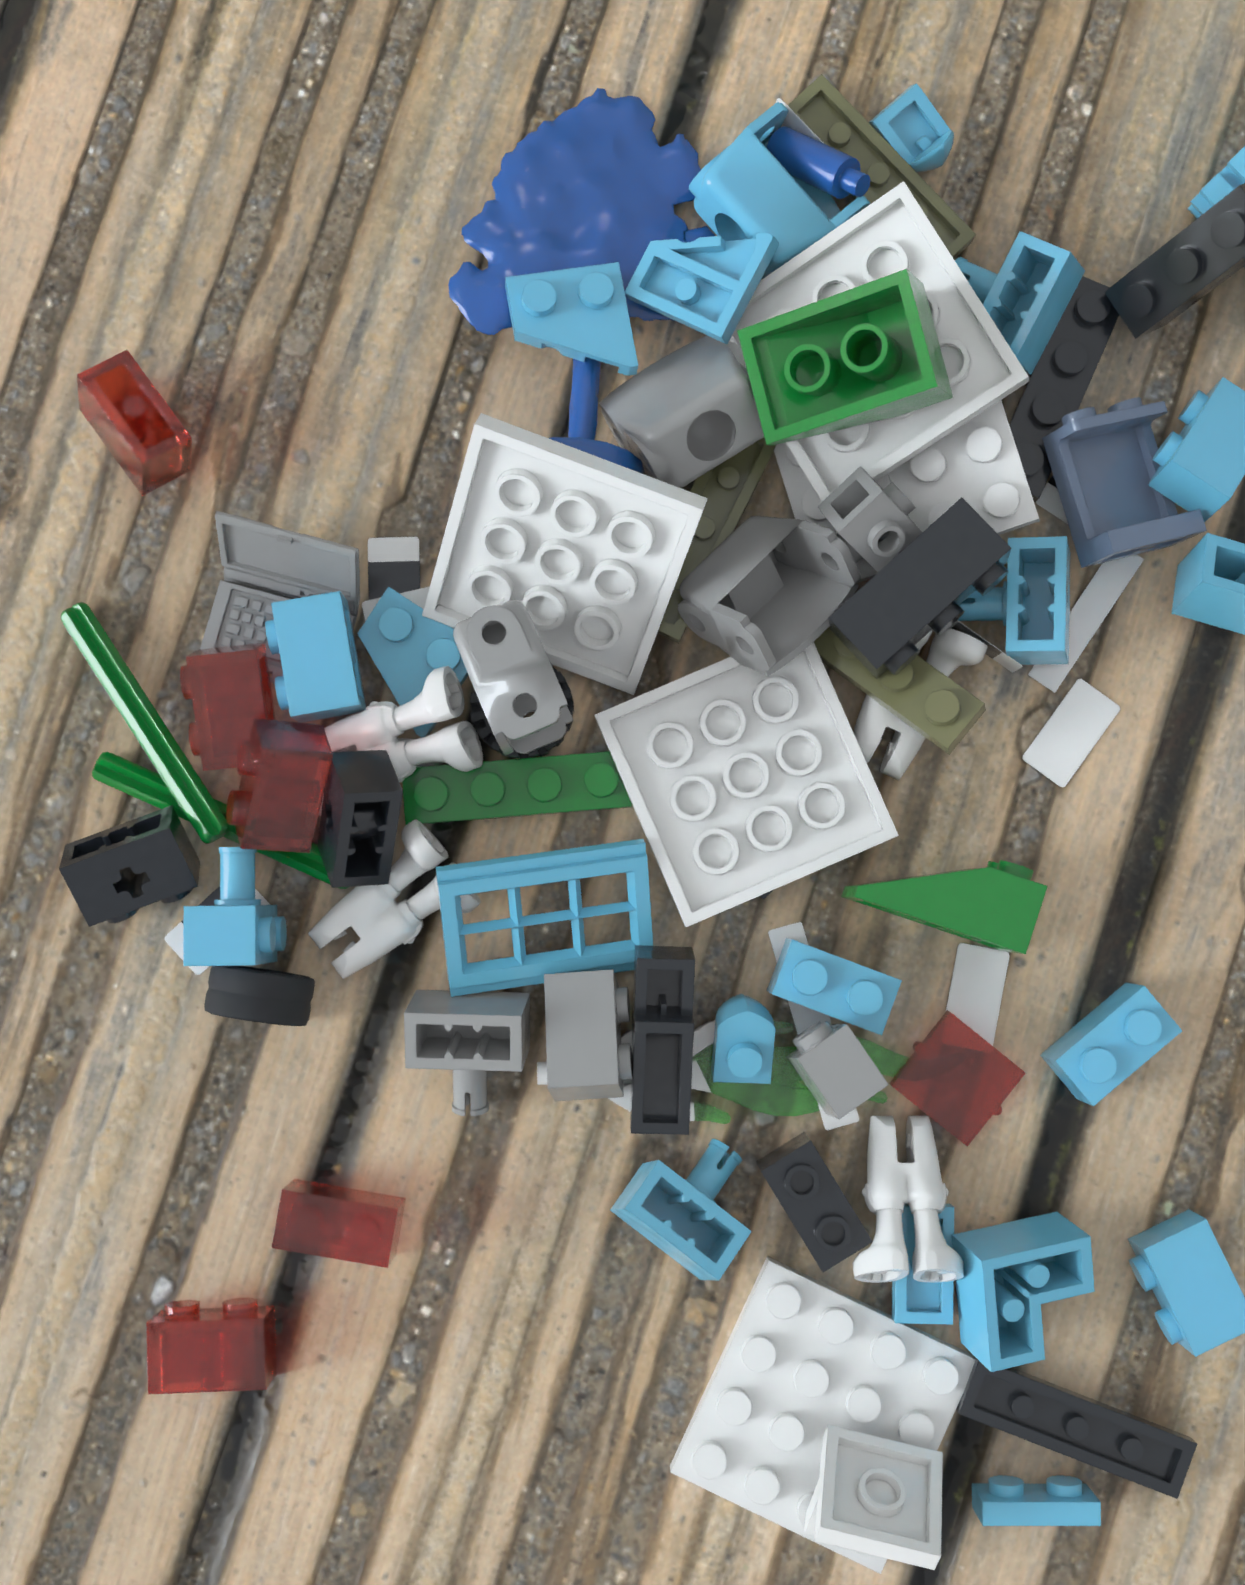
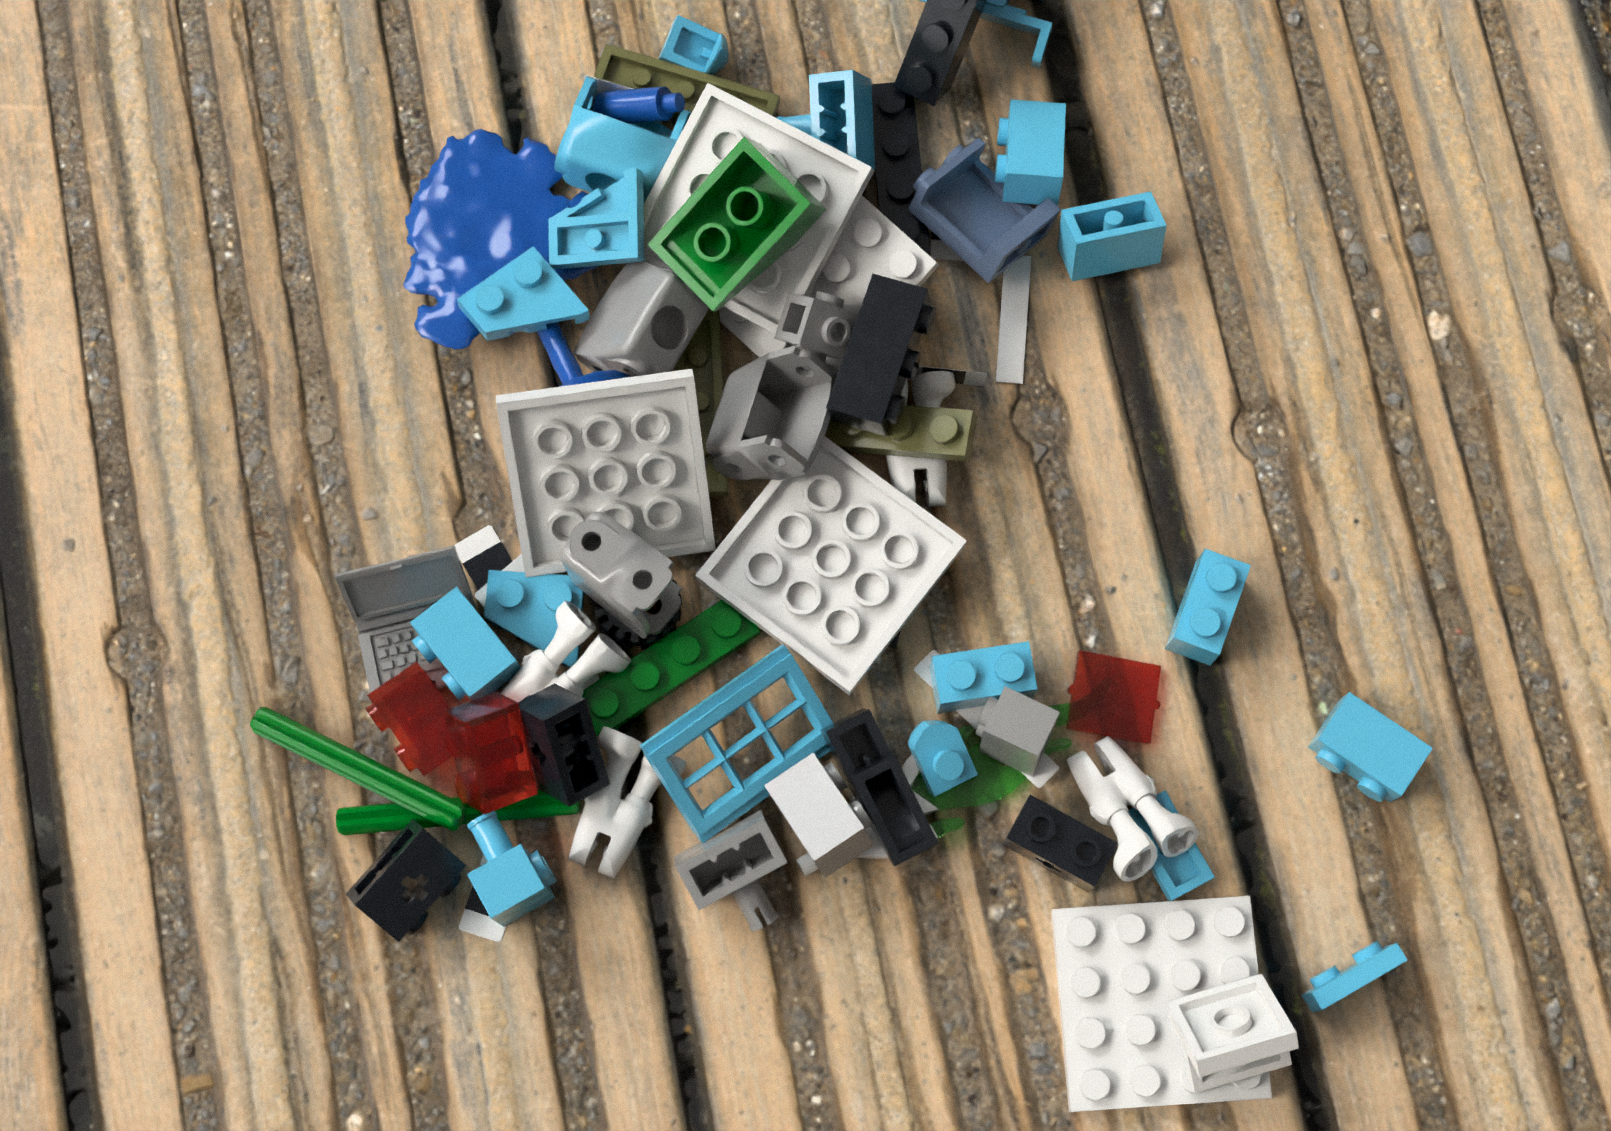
camera: 30 degrees left, 10 degrees down
(134, 422) = (233, 551): clear red brick -> none
(259, 995) = (557, 920): black tyre -> none
(338, 1223) = (712, 1062): clear red brick -> none
(682, 1213) = (968, 907): medium azure brick -> none
(978, 988) = (1090, 623): white sticker -> none
(979, 904) = (1046, 561): green slope -> none
(1007, 1279) = (1234, 822): medium azure brick -> none
(1031, 602) = (966, 325): medium azure brick -> none
(1071, 733) = (1051, 405): white sticker -> none
(1078, 1427) = (1350, 902): black plate -> none

